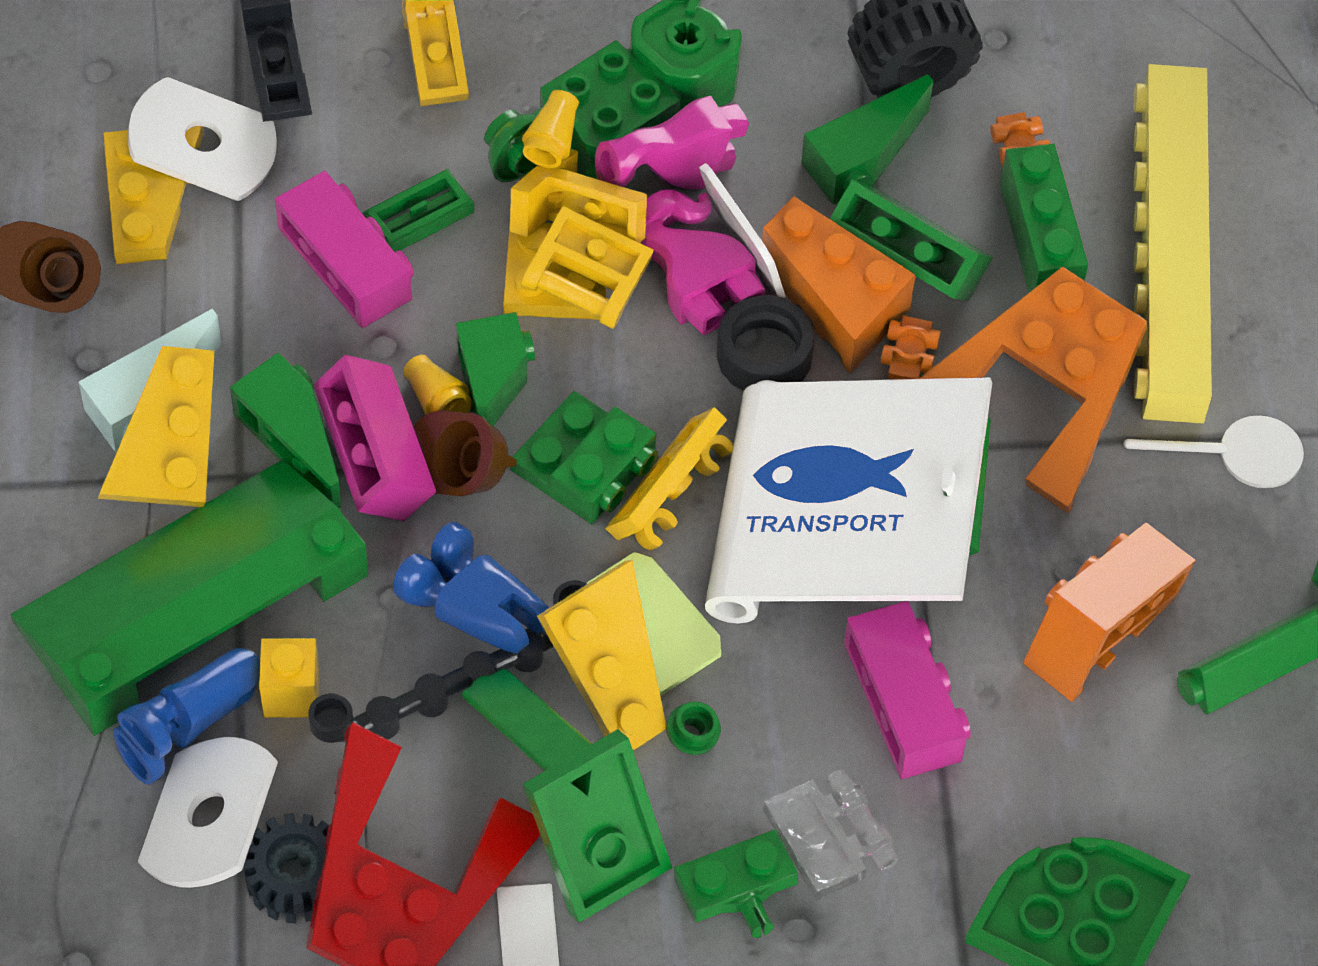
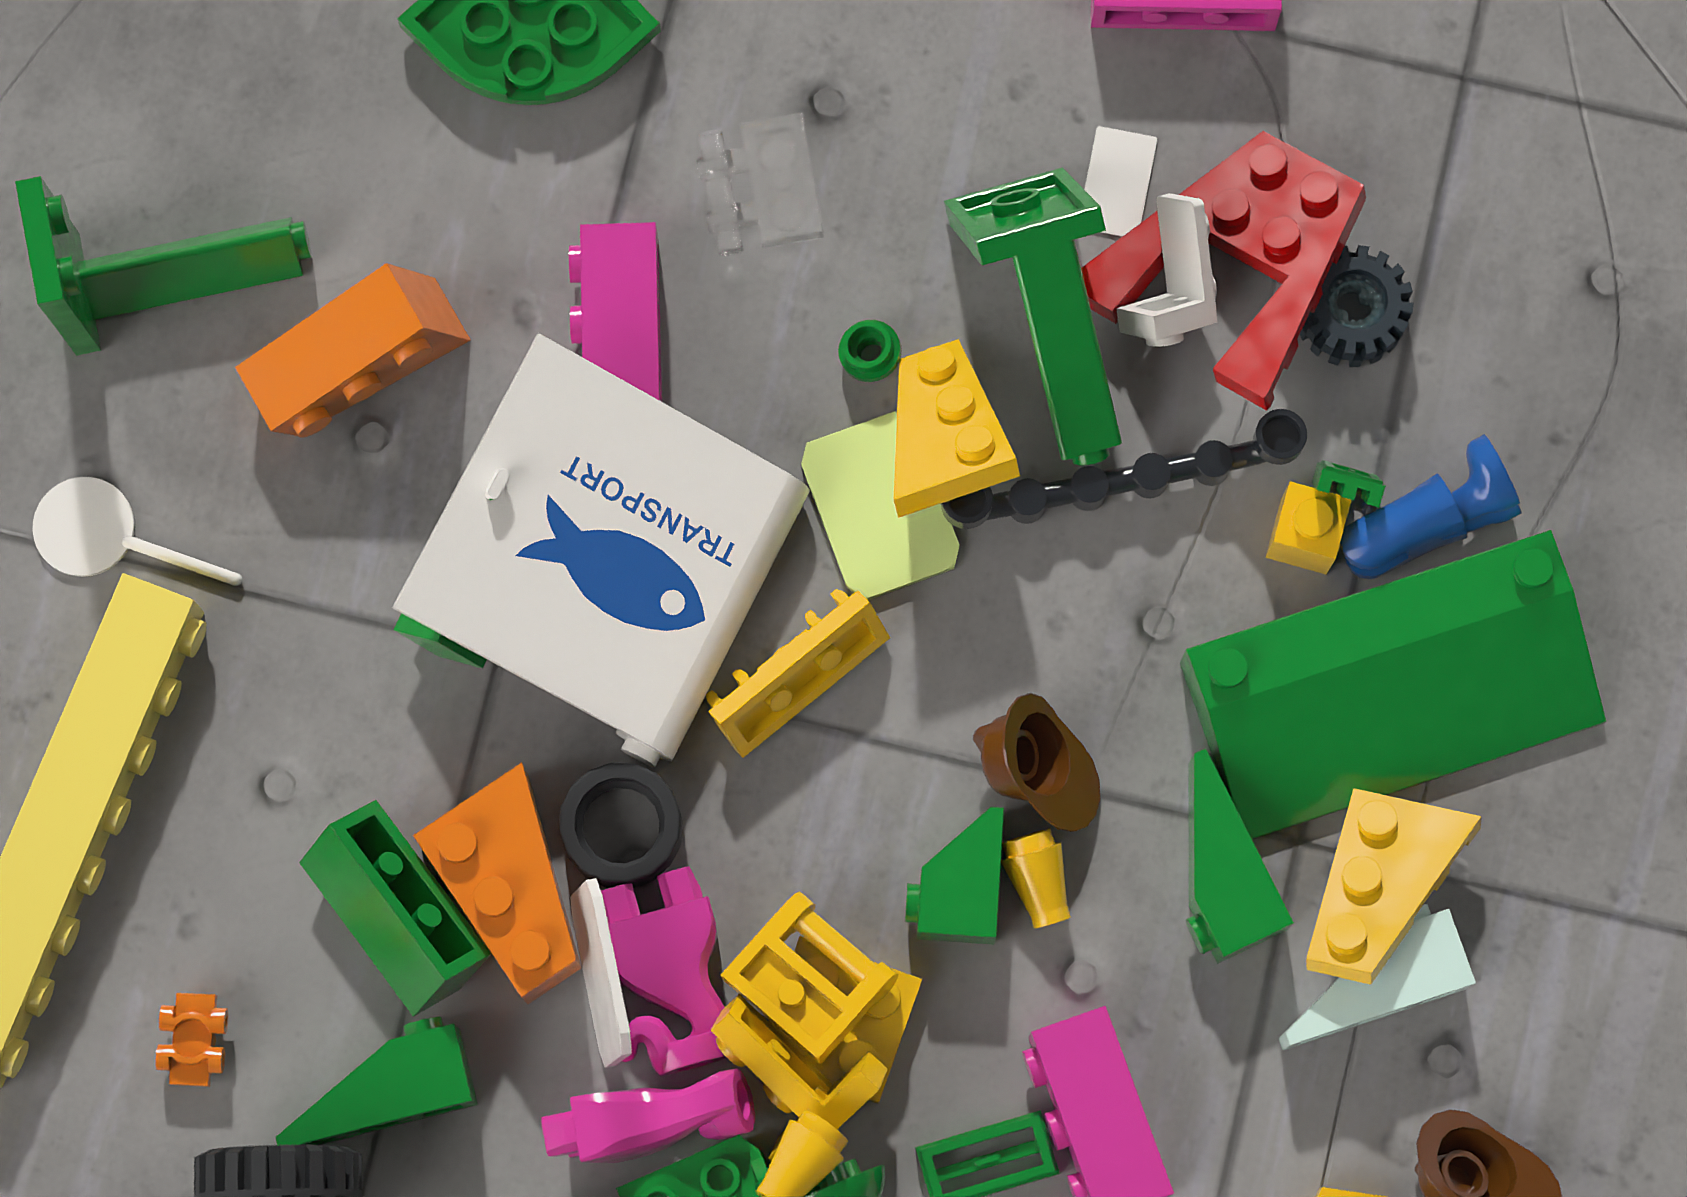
camera: 160 degrees left, 20 degrees up
(208, 854) = (1481, 371): white piece -> none
(264, 674) = (1348, 482): none -> green tile
(374, 438) = (1134, 811): dark pink brick -> none
(446, 816) = (1188, 277): none -> white bracket
(470, 593) = (1065, 556): blue piece -> none
(586, 456) = (884, 736): green plate -> none
(738, 880) = (878, 164): green plate -> none
(909, 354) = (443, 781): orange piece -> none
(1041, 214) = (217, 894): green brick -> none
(1077, 344) = (256, 703): orange wing -> none

